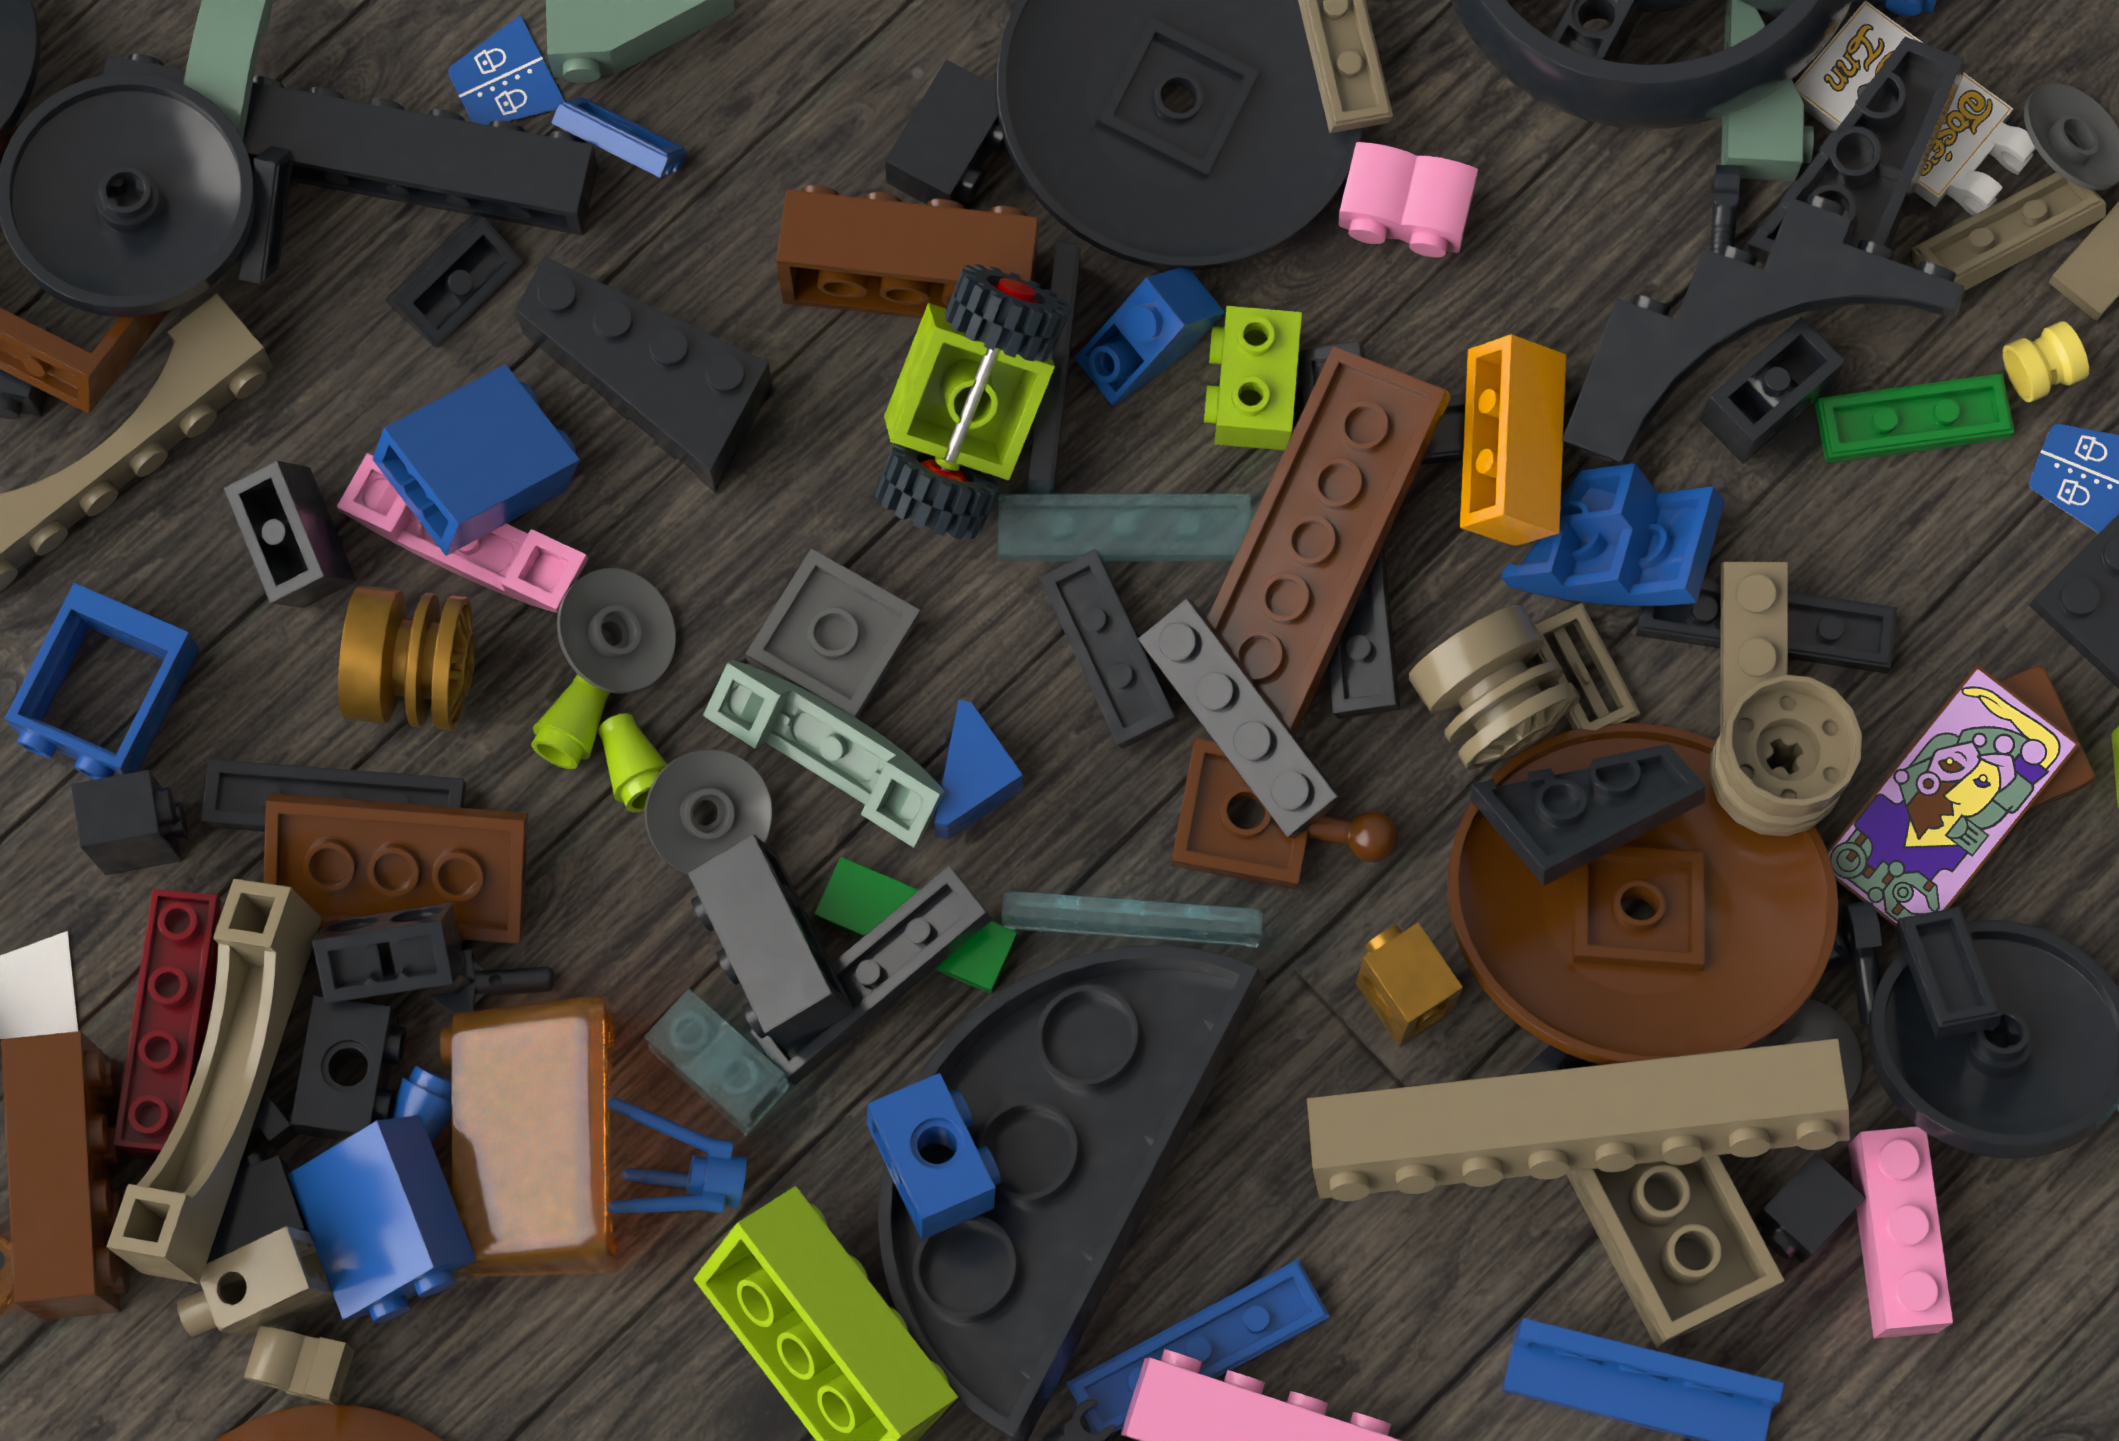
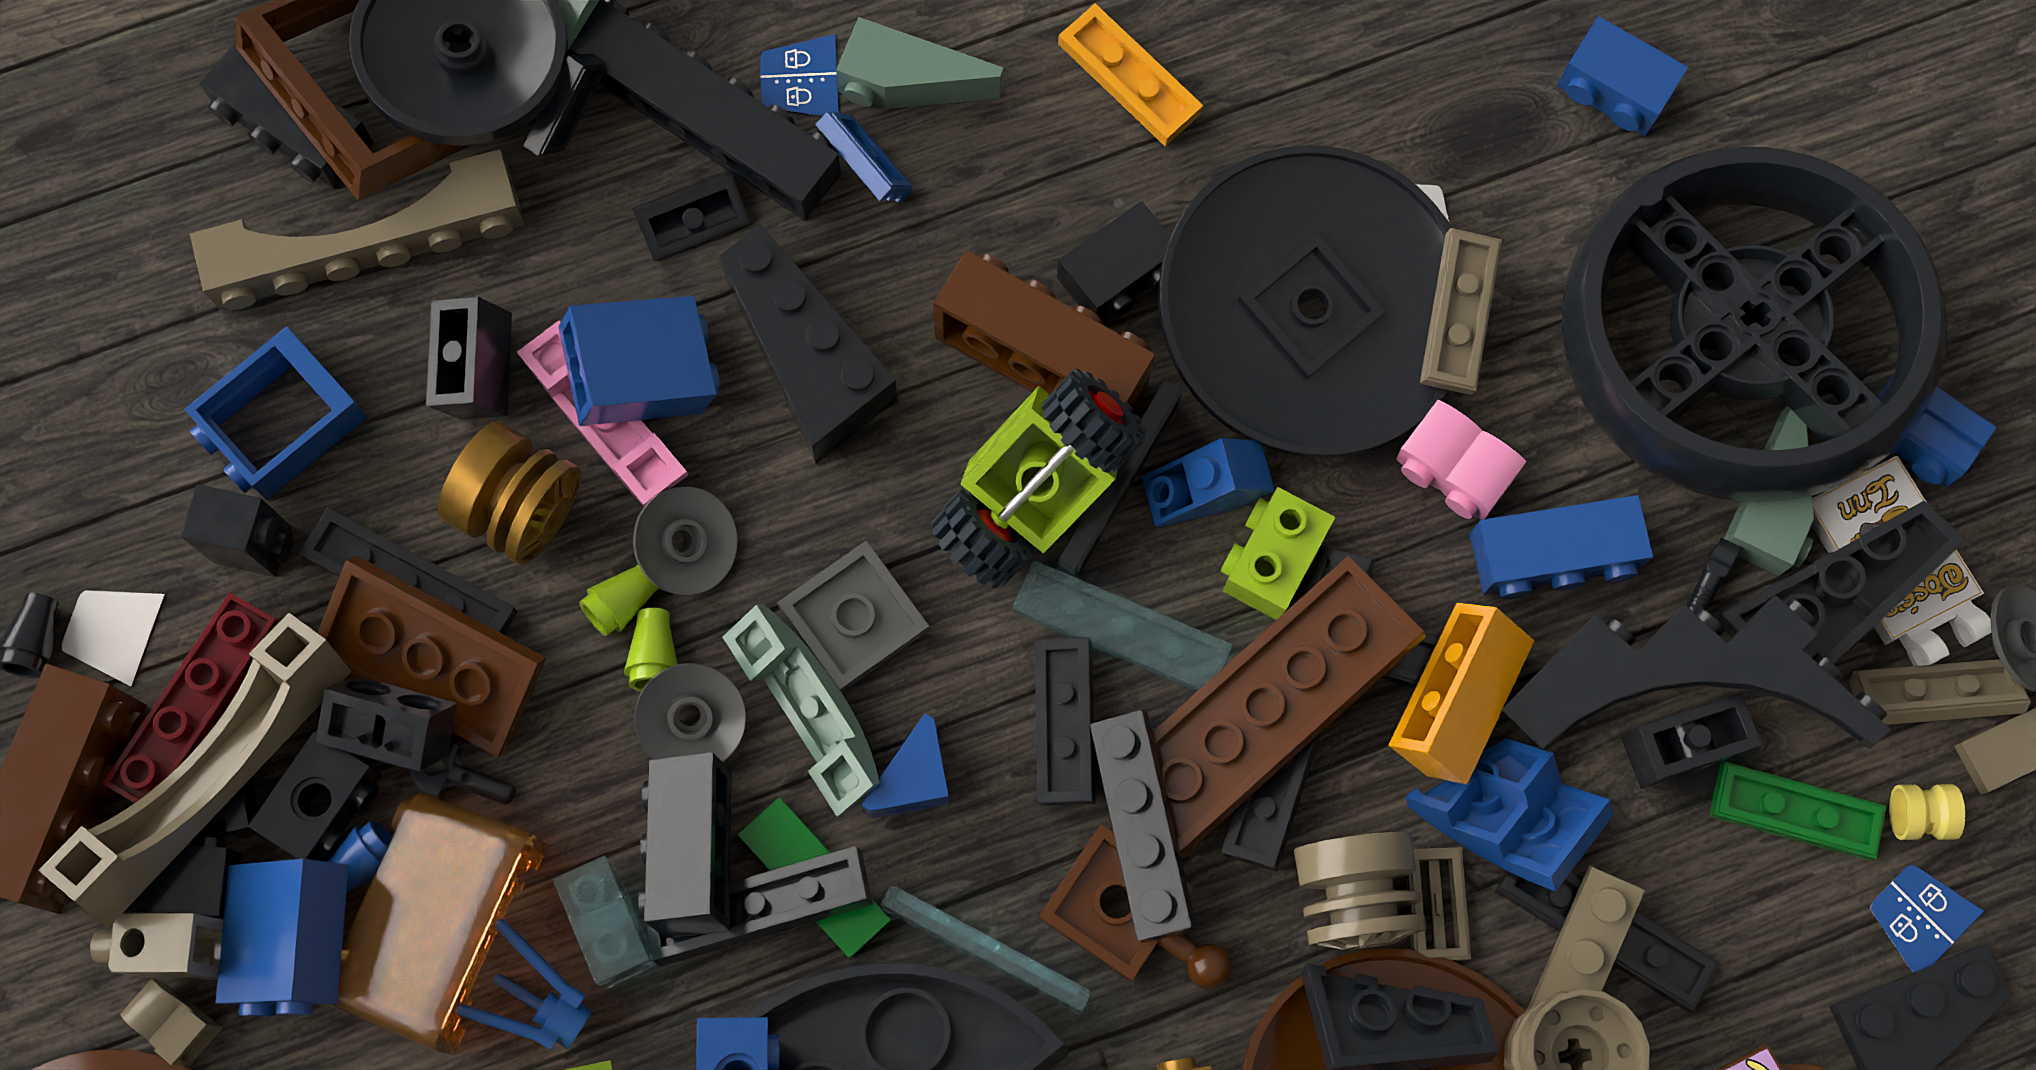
camera: 20 degrees right, 0 degrees up
(1552, 245) = (1561, 547): none -> blue brick

